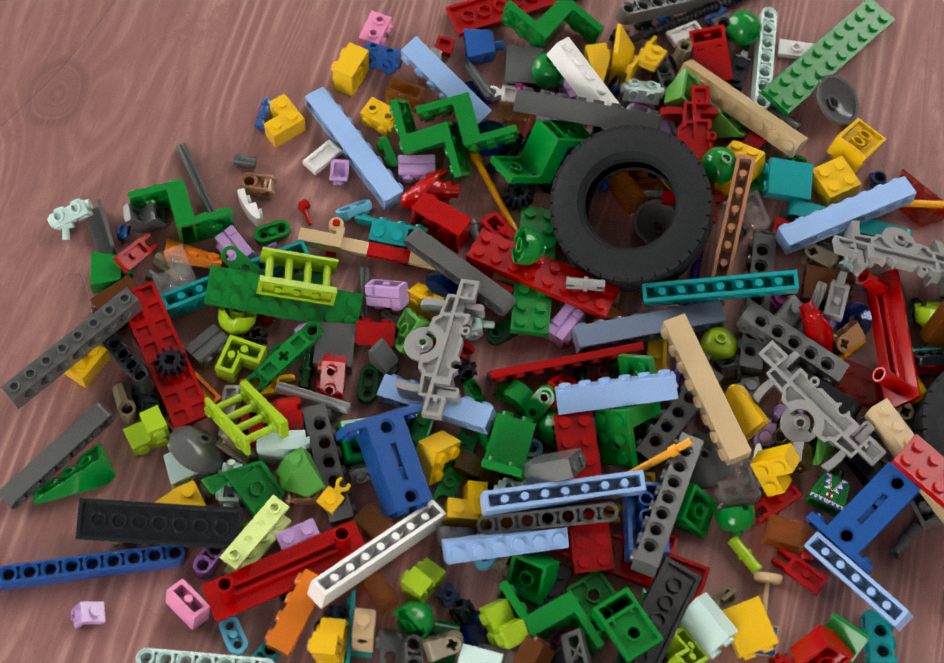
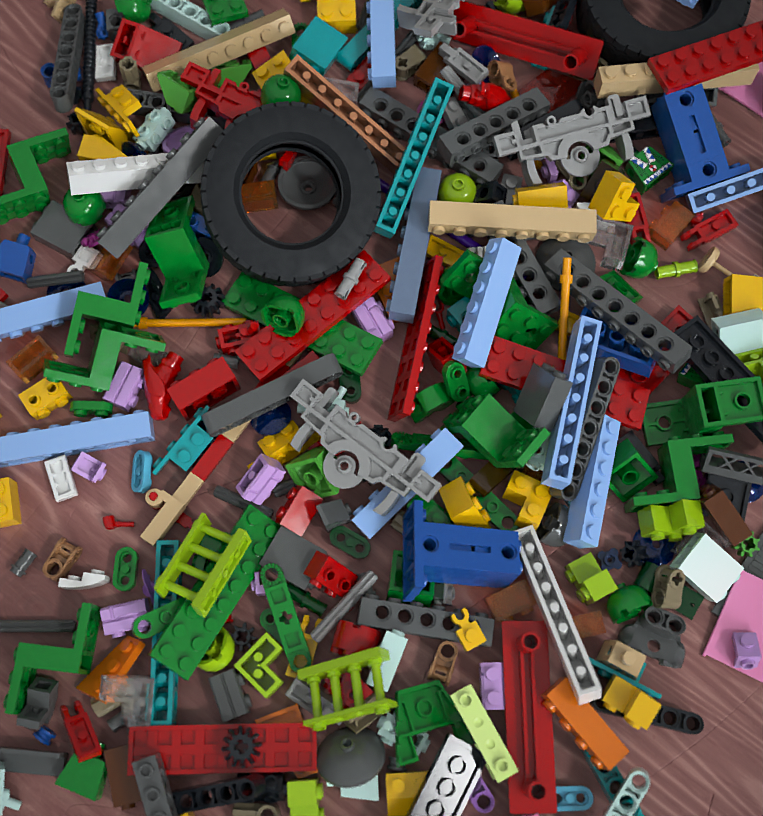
camera: 60 degrees left, 10 degrees up
(299, 473) = (430, 656): bright green slope -> none

